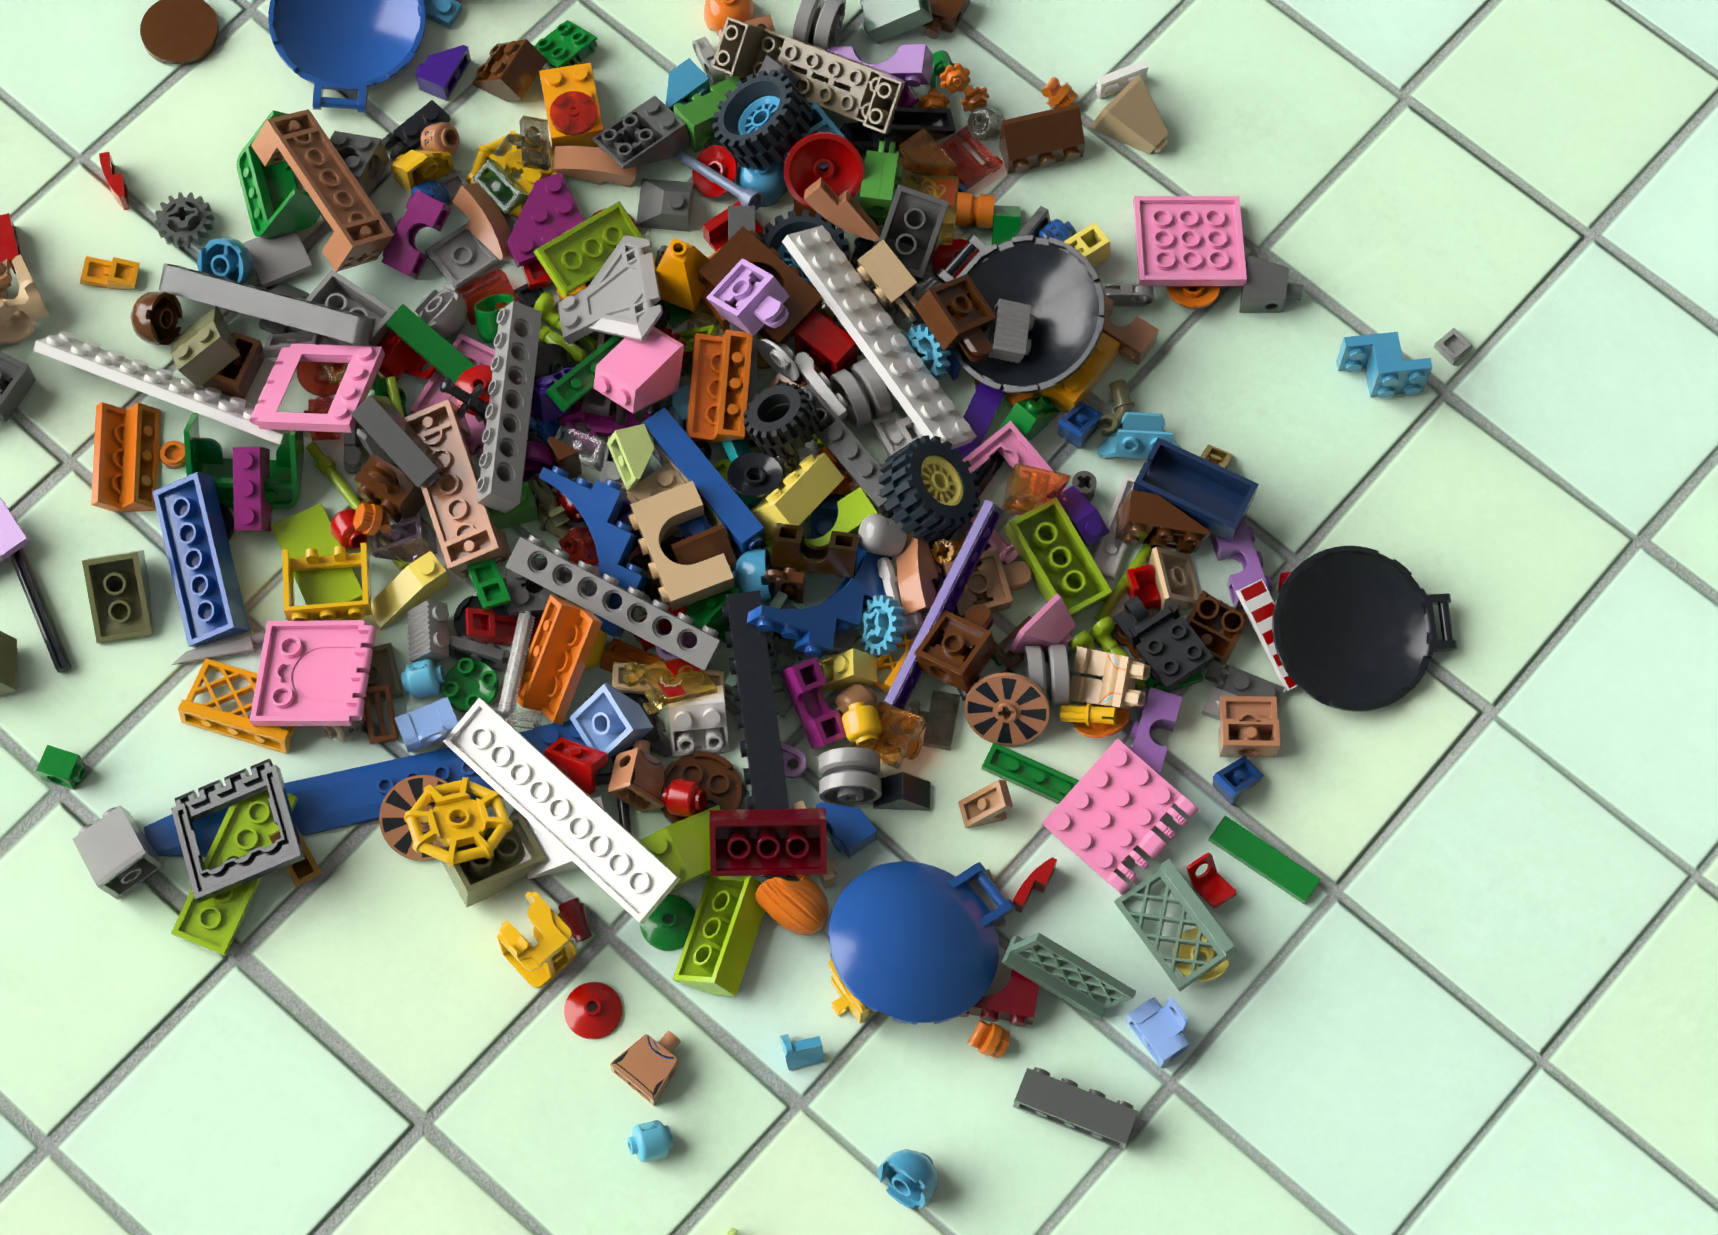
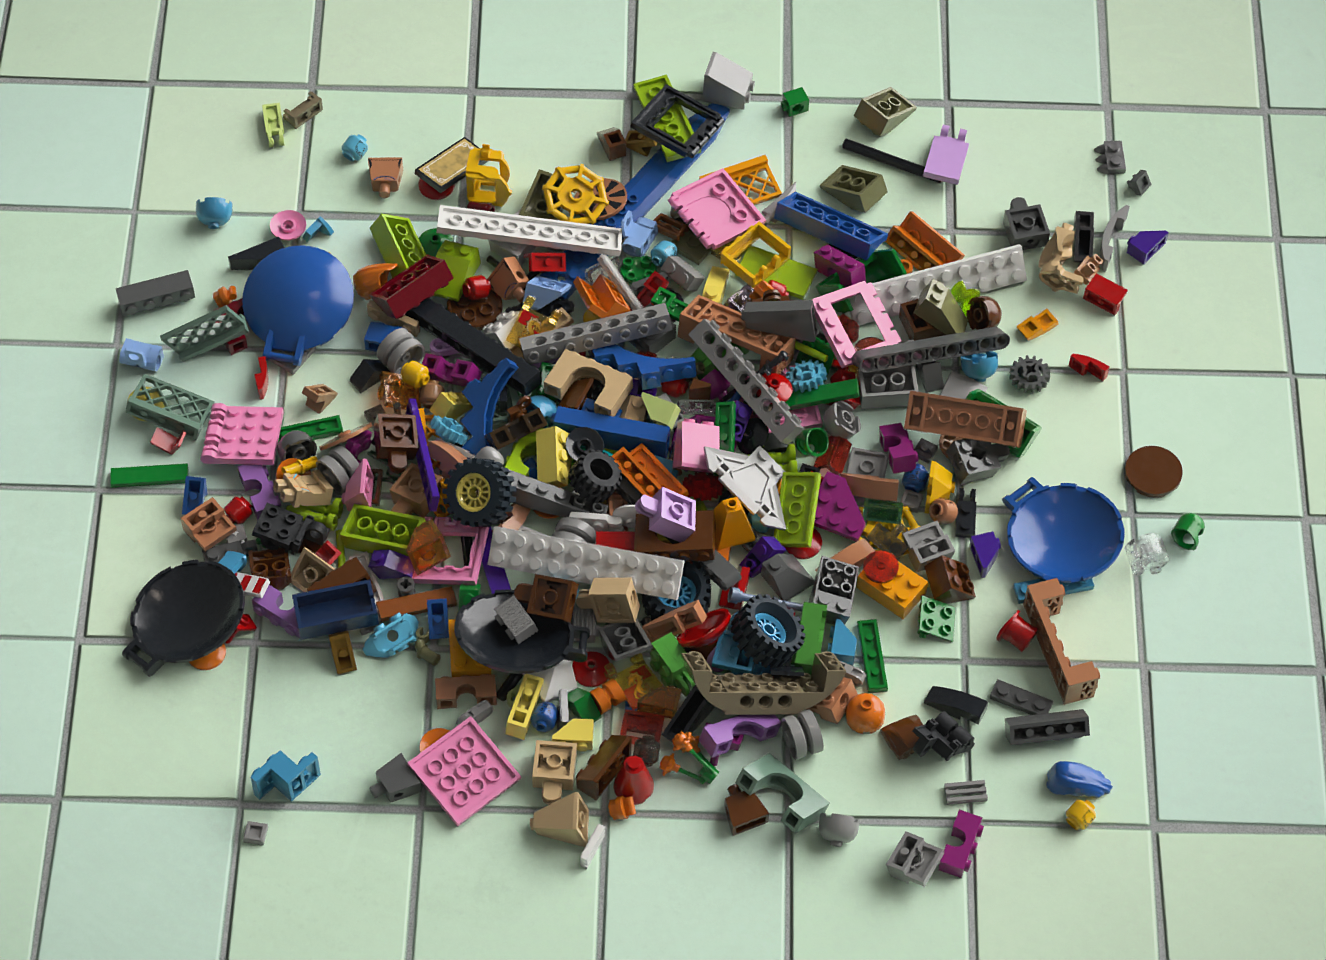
camera: 140 degrees right, 10 degrees down
(155, 356) = (963, 296): none -> clear neon green plate
(331, 886) = (612, 143): none -> reddish brown slope
(415, 387) = (807, 375): none -> medium azure gear
(496, 110) = (927, 544): none -> light grey brick
(554, 1011) = (447, 166): none -> pearl gold tile
(662, 61) = (872, 656): none -> green tile
(665, 227) = (762, 551): none -> dark purple slope
(830, 1071) = (288, 219): none -> bright pink dish
(895, 1061) = (252, 256): none -> black slope
(1024, 97) = (634, 780): none -> red cone
(1039, 191) = (577, 731): none -> light yellow slope
(1072, 749) = (296, 445): none -> dark grey cylinder
(1075, 458) = (414, 603): none -> dark orange tile
(1095, 174) = (554, 768): none -> tan brick
(1197, 725) = (238, 510): none -> red head
(1258, 654) = (234, 561): none -> dark azure tile

